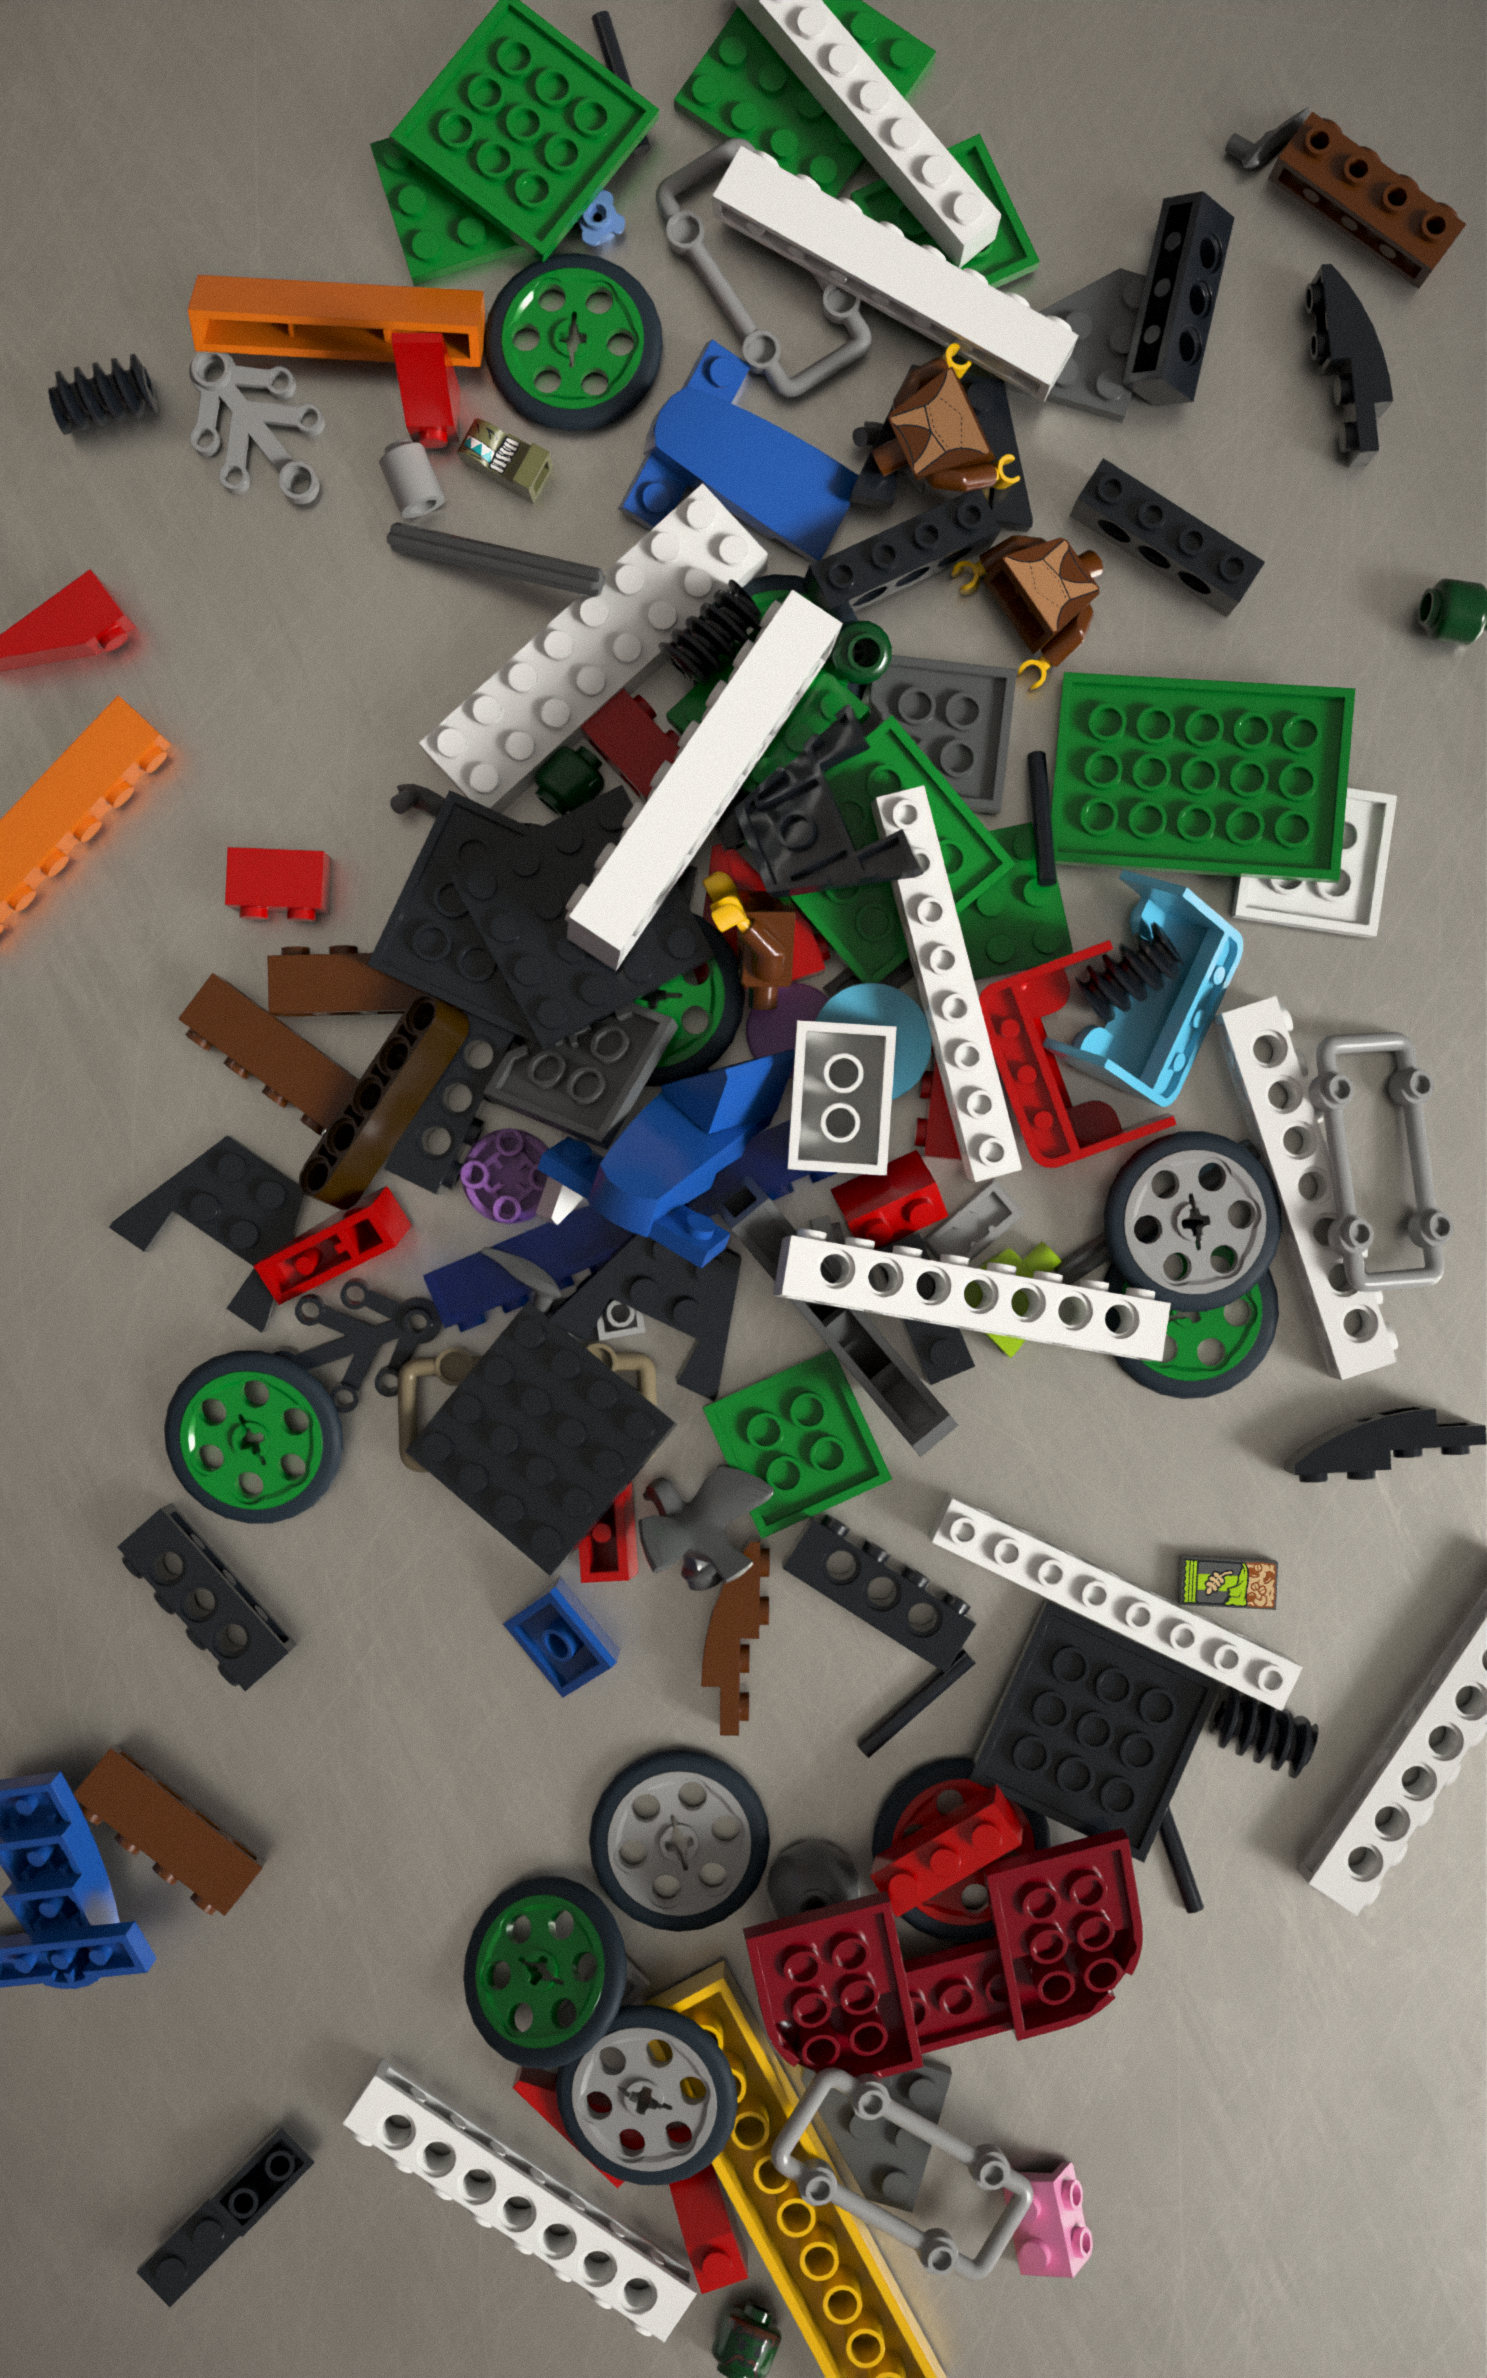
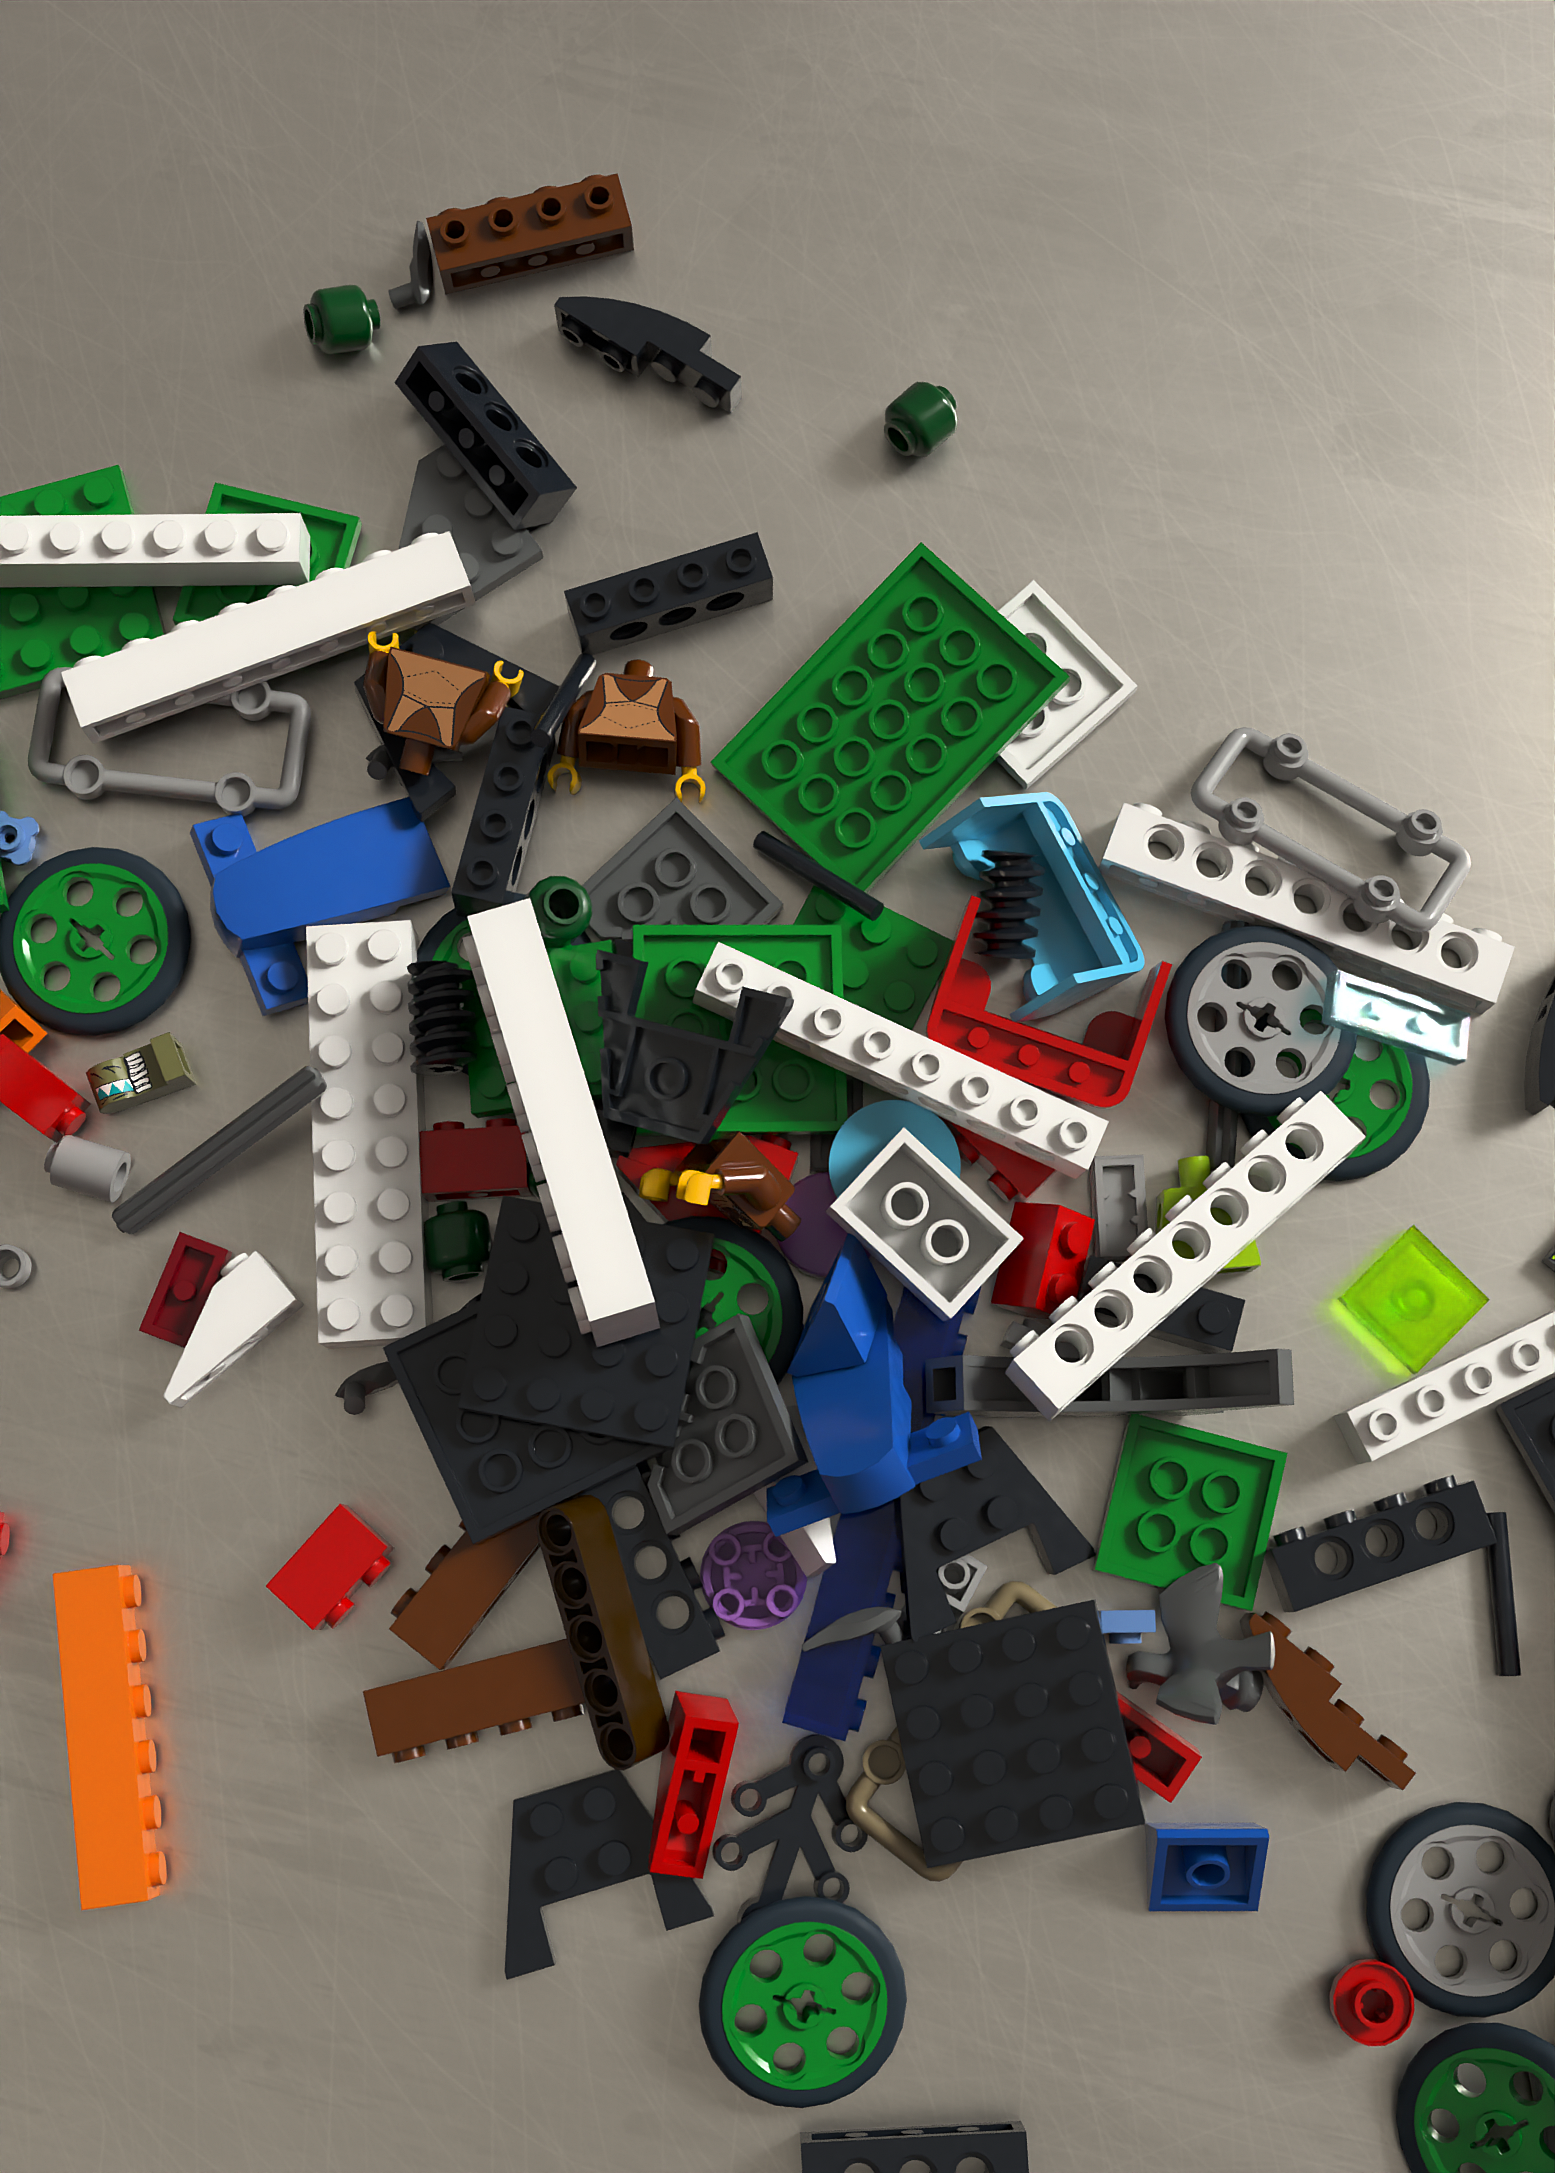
camera: 50 degrees left, 10 degrees down
(382, 621) = (184, 1289): none -> dark red plate
(390, 671) = (236, 1317): none -> white slope
(561, 1820) = (1371, 2002): none -> red plate
(681, 1458) = (1127, 1625): none -> medium blue plate
(1020, 526) = (563, 700): none -> black bar
(1076, 1485) = (1413, 1299): none -> clear neon green plate
(1182, 117) = (341, 319): none -> dark green head
(1273, 1316) = (1396, 1018): none -> clear light blue tile

